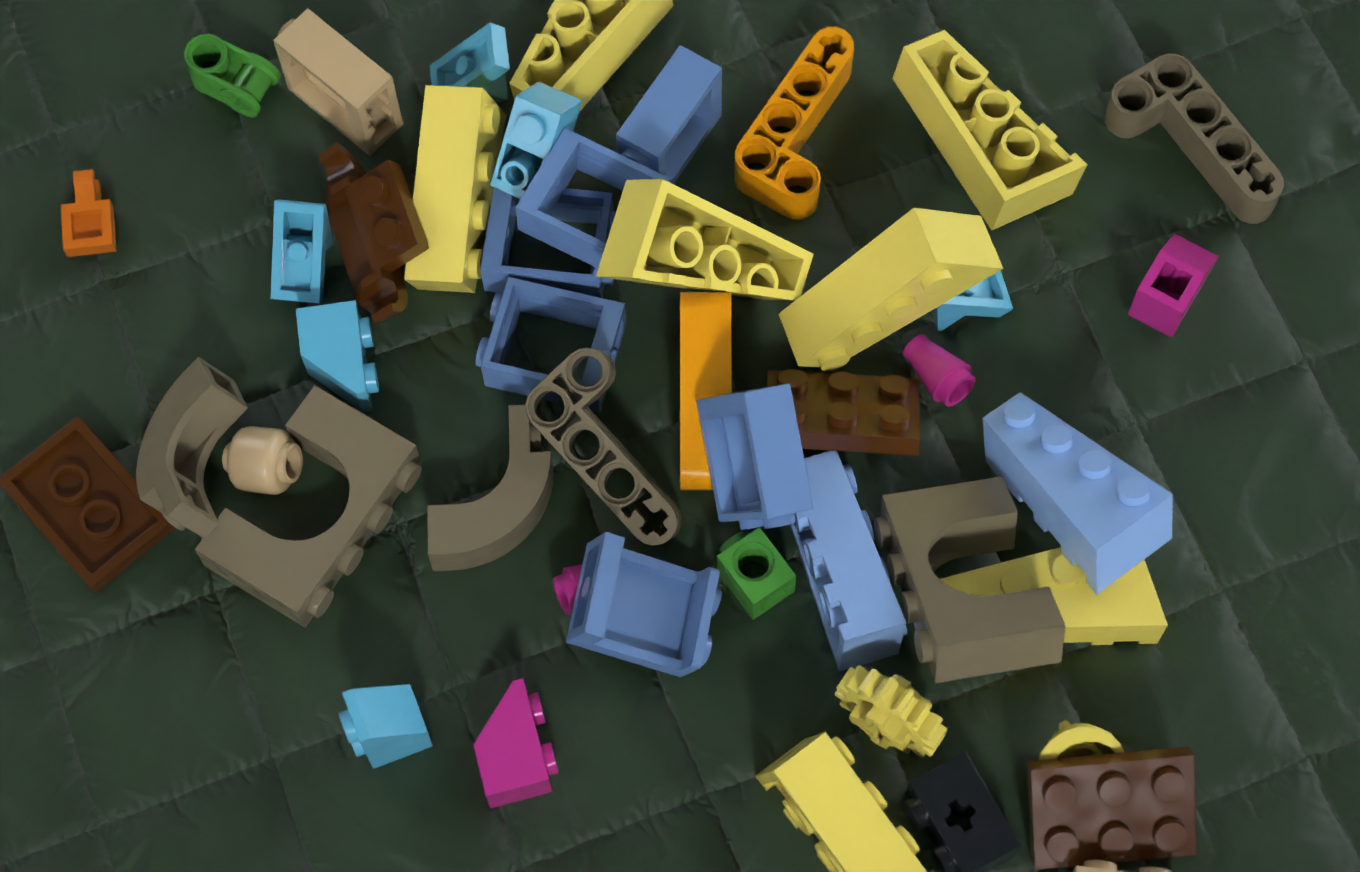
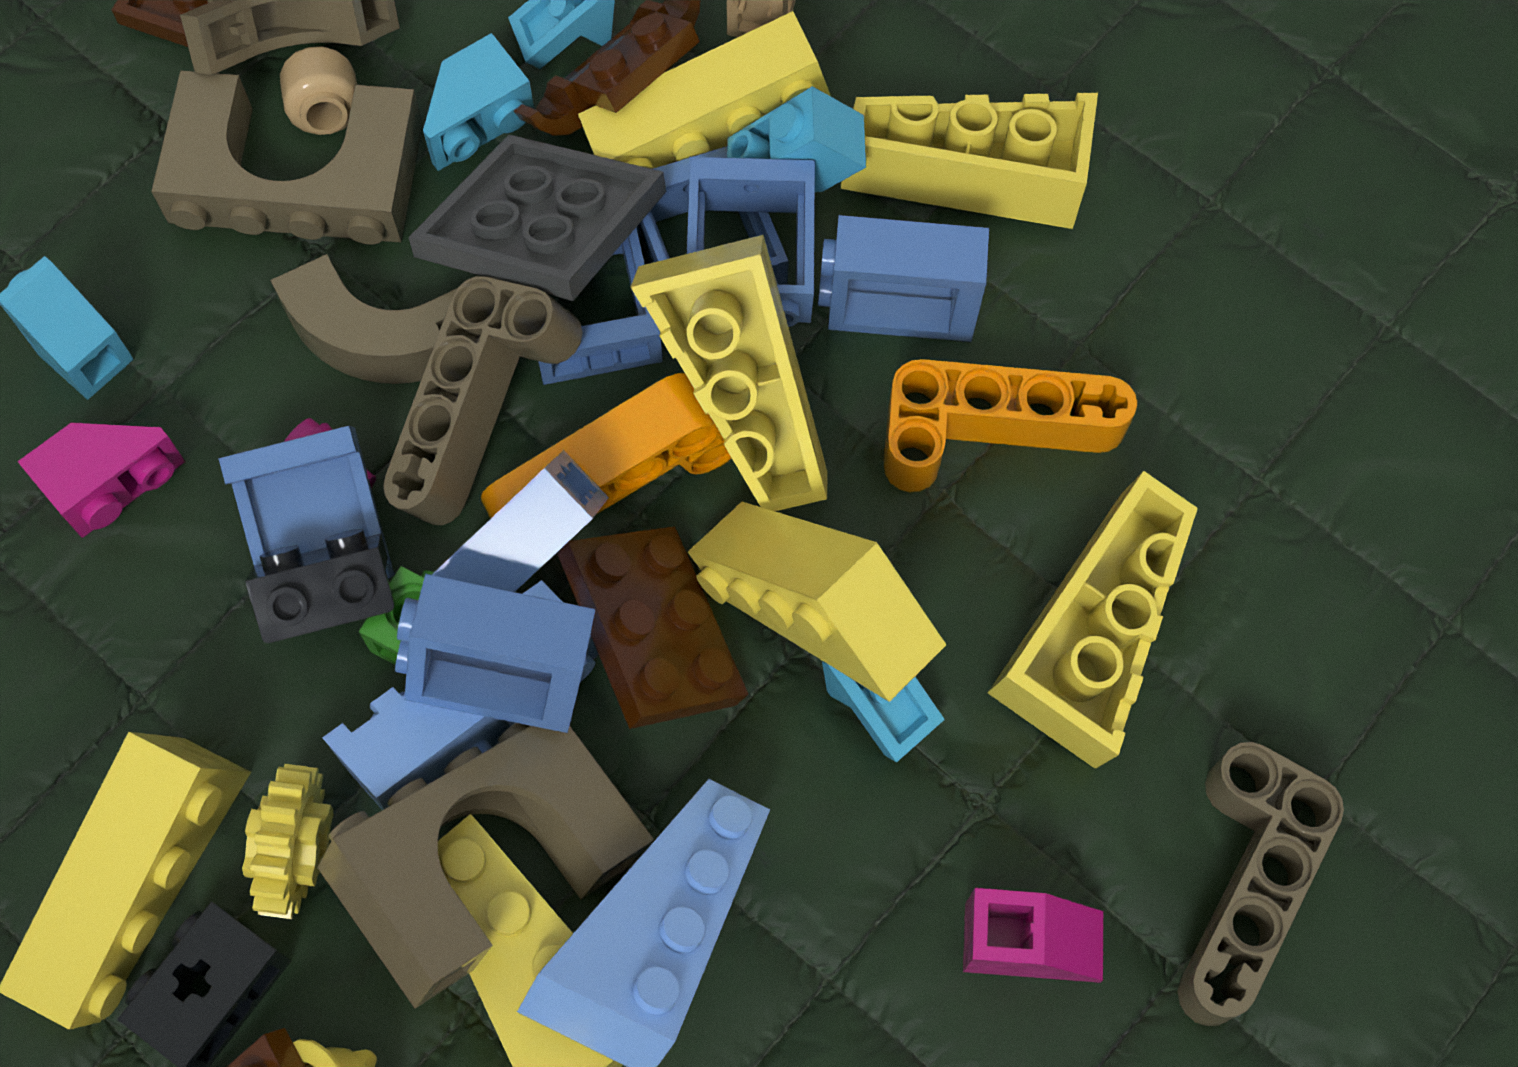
camera: 60 degrees right, 0 degrees up
(476, 63) = (869, 68): medium azure slope -> none
(491, 336) = (539, 216): none -> dark grey plate
(705, 613) = (320, 587): none -> black bracket
(848, 494) = (493, 652): none -> medium blue window
(941, 372) = (767, 715): dark pink cone -> none

